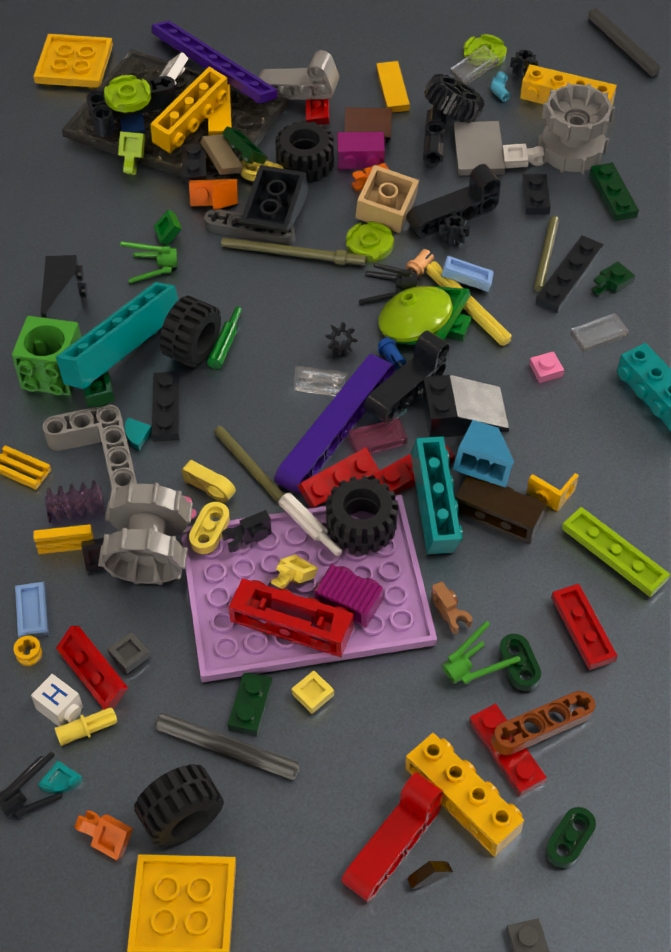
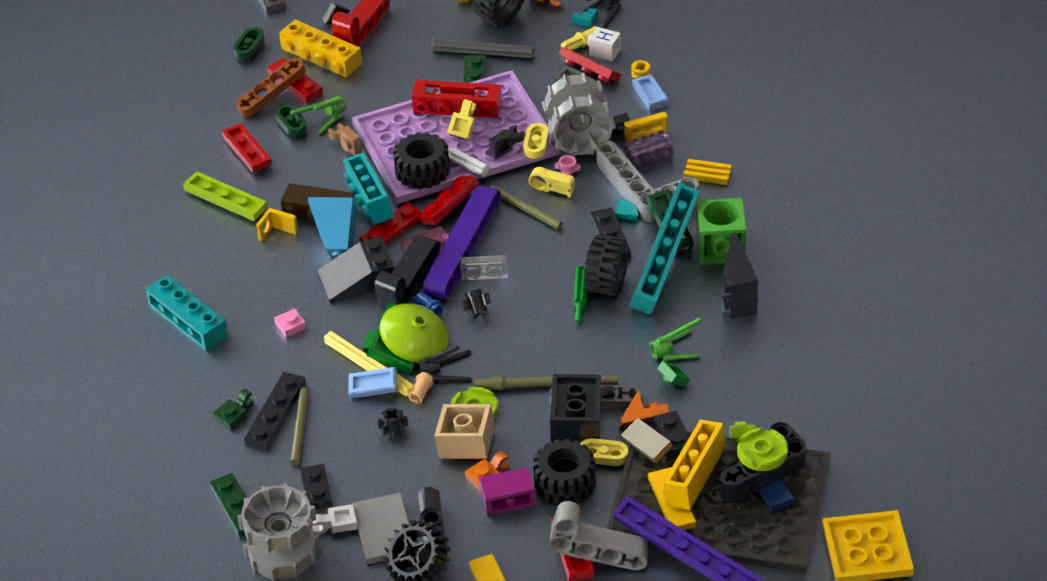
camera: 170 degrees right, 10 degrees down
(175, 66) = (741, 523): white plate -> none
(241, 143) = (625, 452): dark green plate -> none
(312, 692) = (433, 75): light yellow plate -> none
(351, 592) = (419, 117): magenta brick -> none
(368, 120) = (508, 527): reddish brown slope -> none
(469, 203) = (382, 455): black beam -> none
(599, 332) = (244, 361): clear tile -> none

